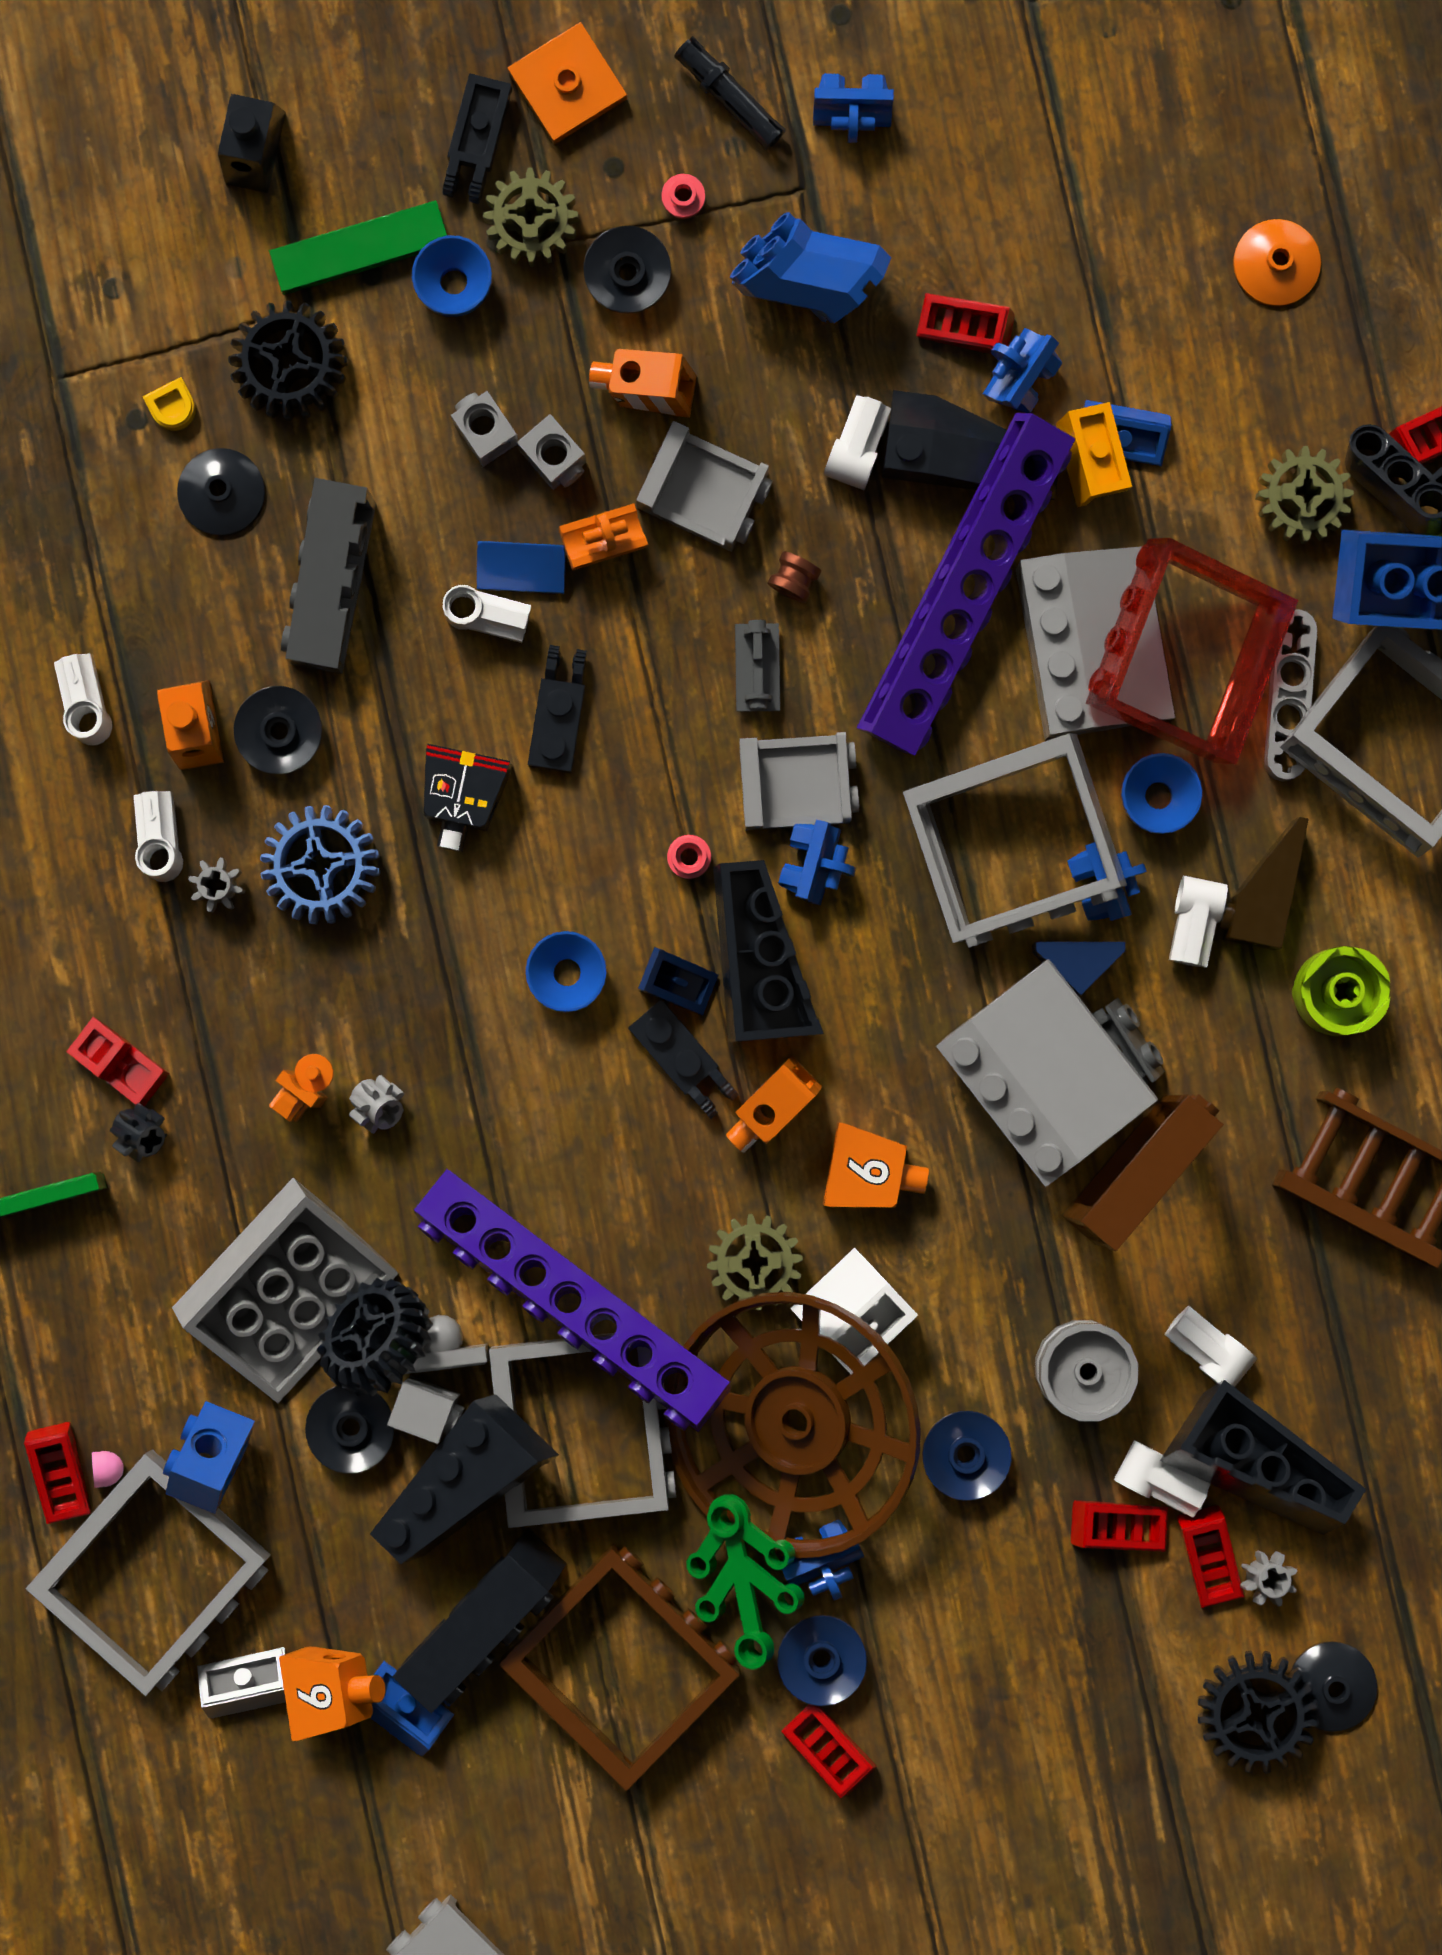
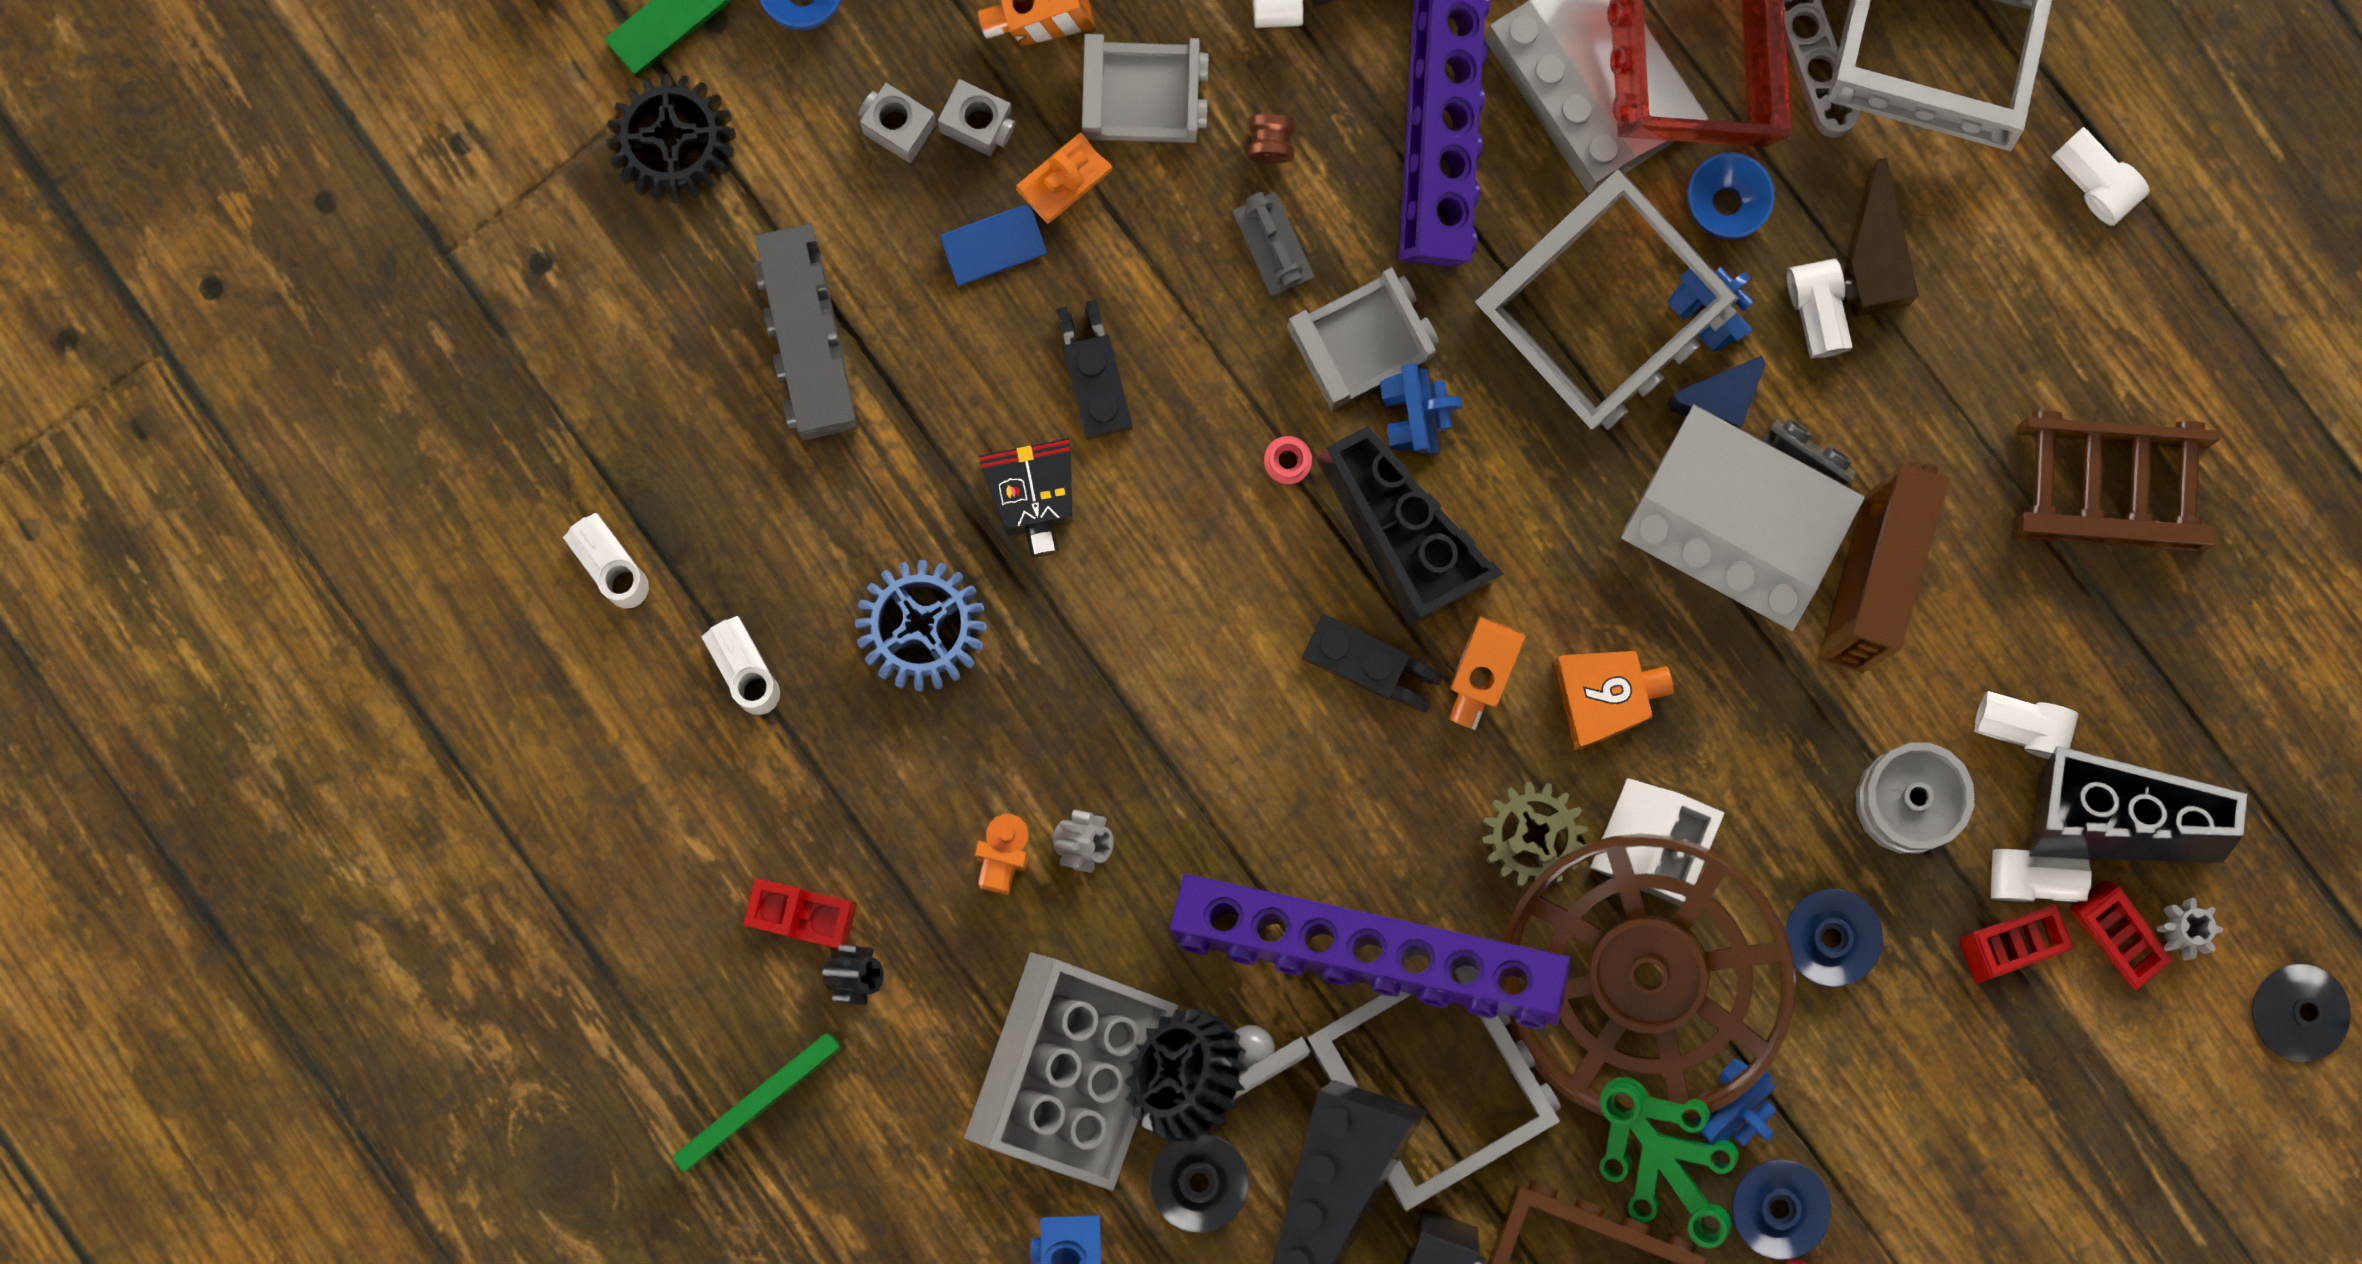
camera: 25 degrees left, 5 degrees down
(172, 405) = (571, 233): yellow tile -> none
(190, 725) = (730, 541): orange torso -> none
(212, 873) = (812, 683): light grey gear -> none
(233, 509) = (661, 321): black dish -> none
(257, 720) = (812, 485): black dish -> none
(425, 1409) = (1271, 1126): light grey brick -> none
(491, 614) = (984, 301): white piece -> none
(548, 954) = (1223, 600): blue piece -> none
(678, 981) = (1331, 588): dark blue slope -> none
(1276, 1703) = (2256, 1051): black gear -> none
(1367, 991) = (2021, 306): lime brick -> none

